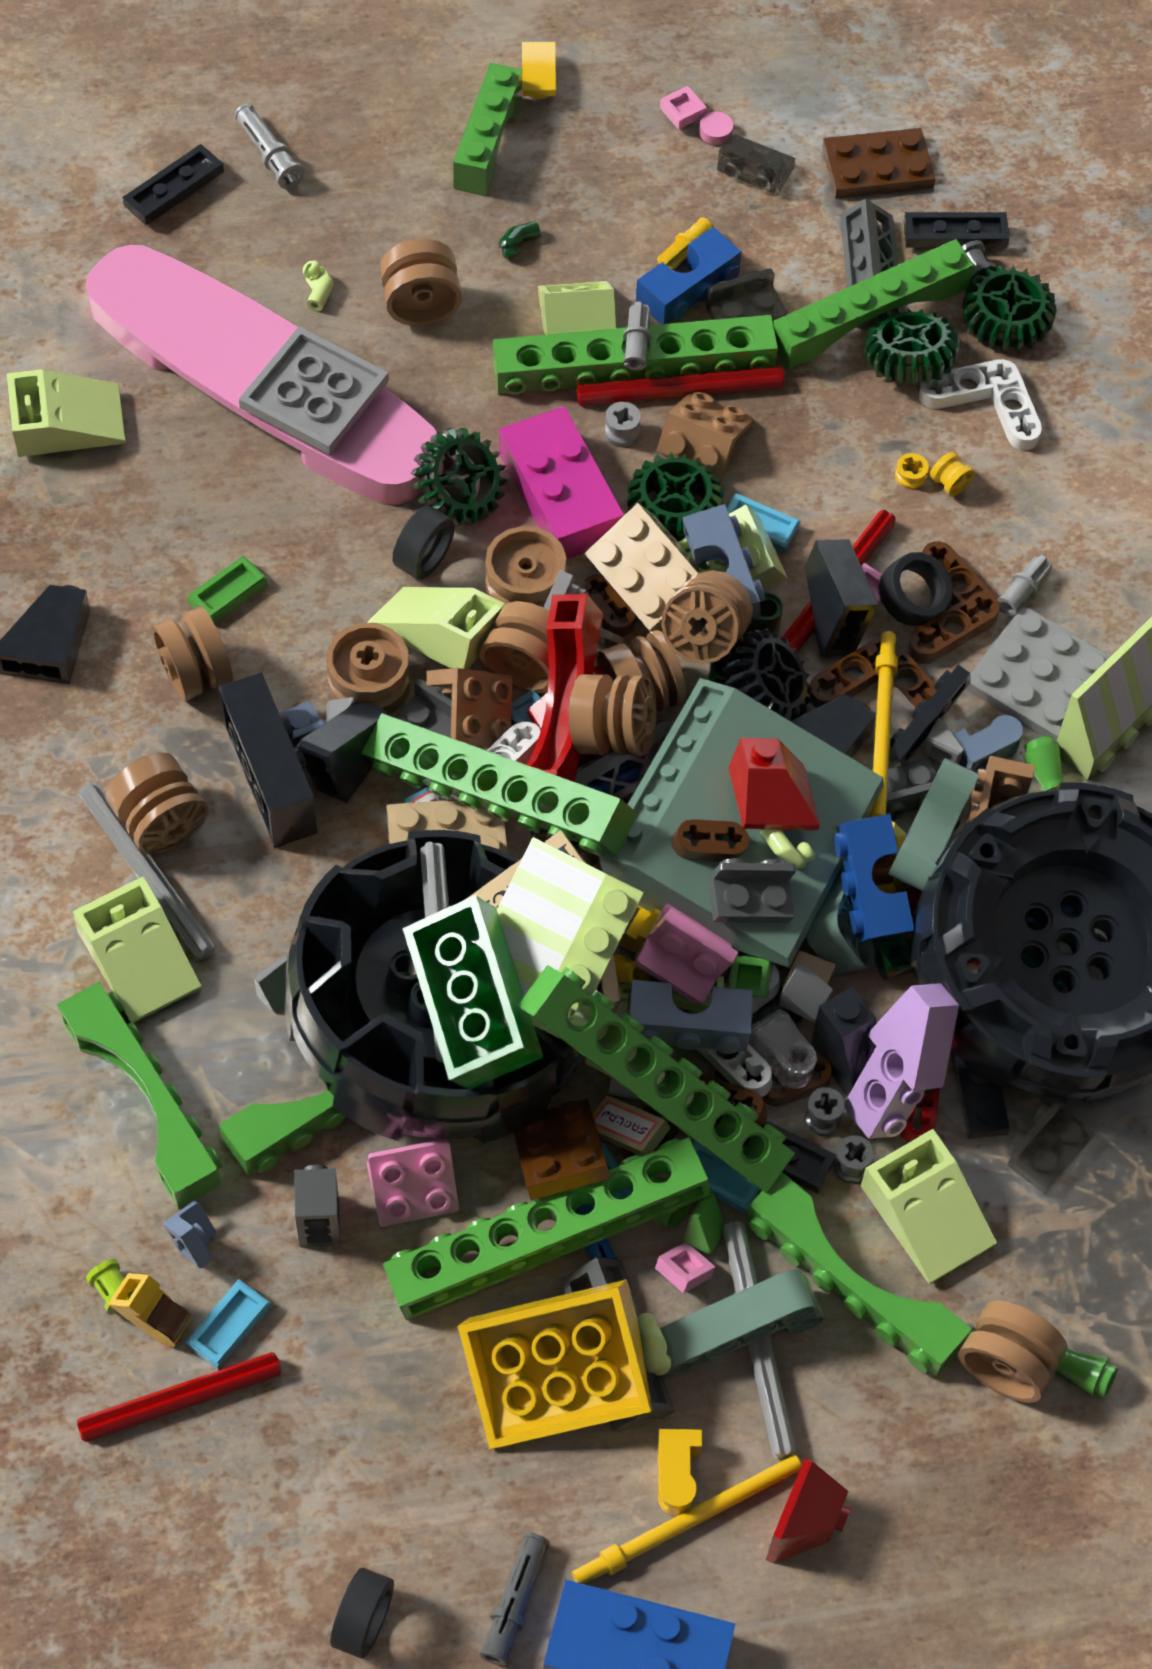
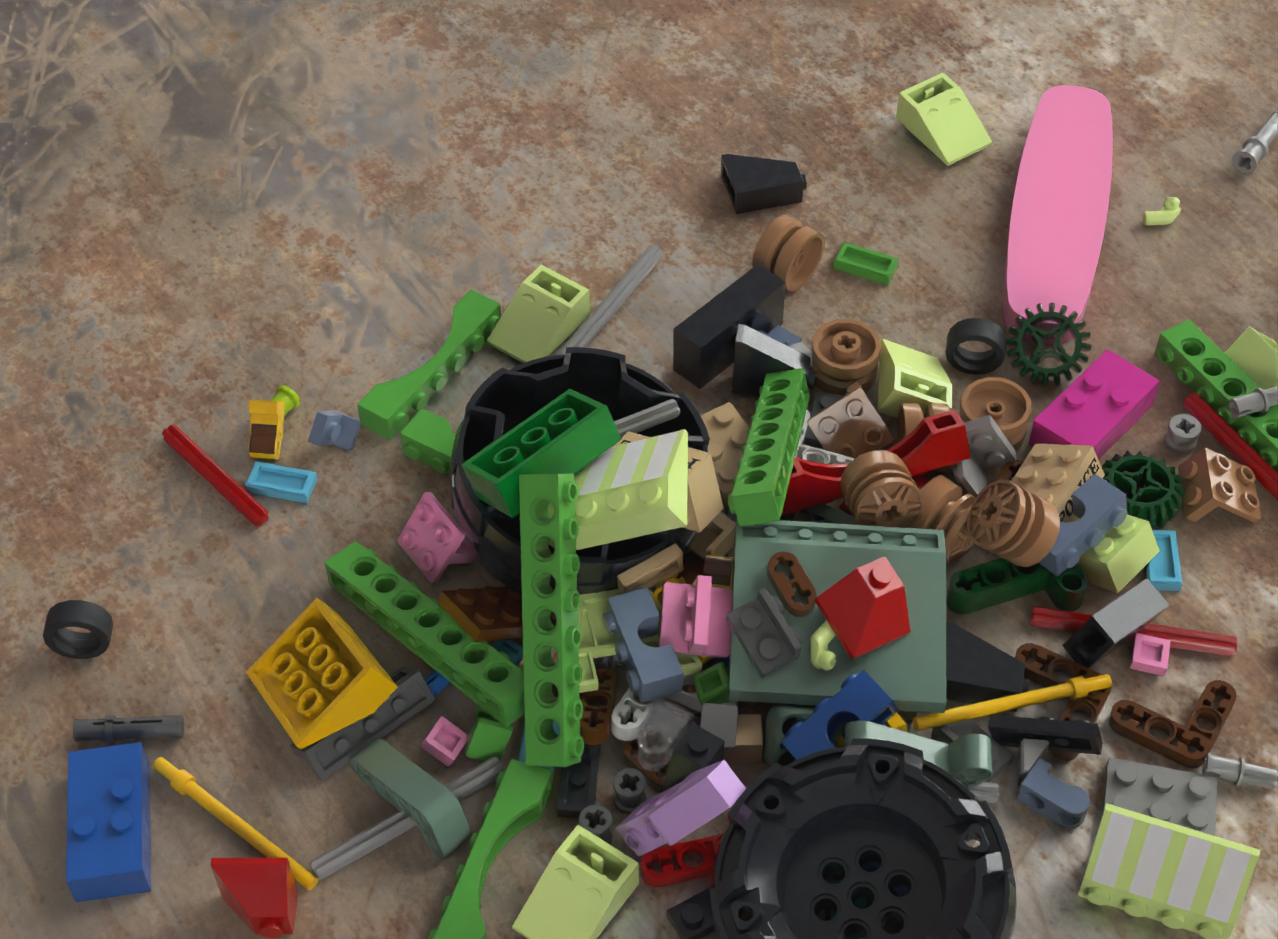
camera: 70 degrees right, 10 degrees down
(156, 803) = (656, 280): medium nougat wheel -> none
(173, 184) = (1182, 105): black plate -> none
(314, 390) = (1055, 230): light grey plate -> none
(317, 1206) = (383, 485): dark grey brick -> none
(420, 282) = (1204, 258): medium nougat wheel -> none
(653, 1345) = (366, 733): yellowish green arm -> none
(674, 1481) = (269, 796): yellow leg -> none
(769, 673) = (1021, 589): black gear -> none
(934, 575) = (1190, 667): black tyre -> none
(999, 783) = (1009, 805): medium nougat bracket -> none
(1047, 761) = (1066, 848): bright green cone -> none

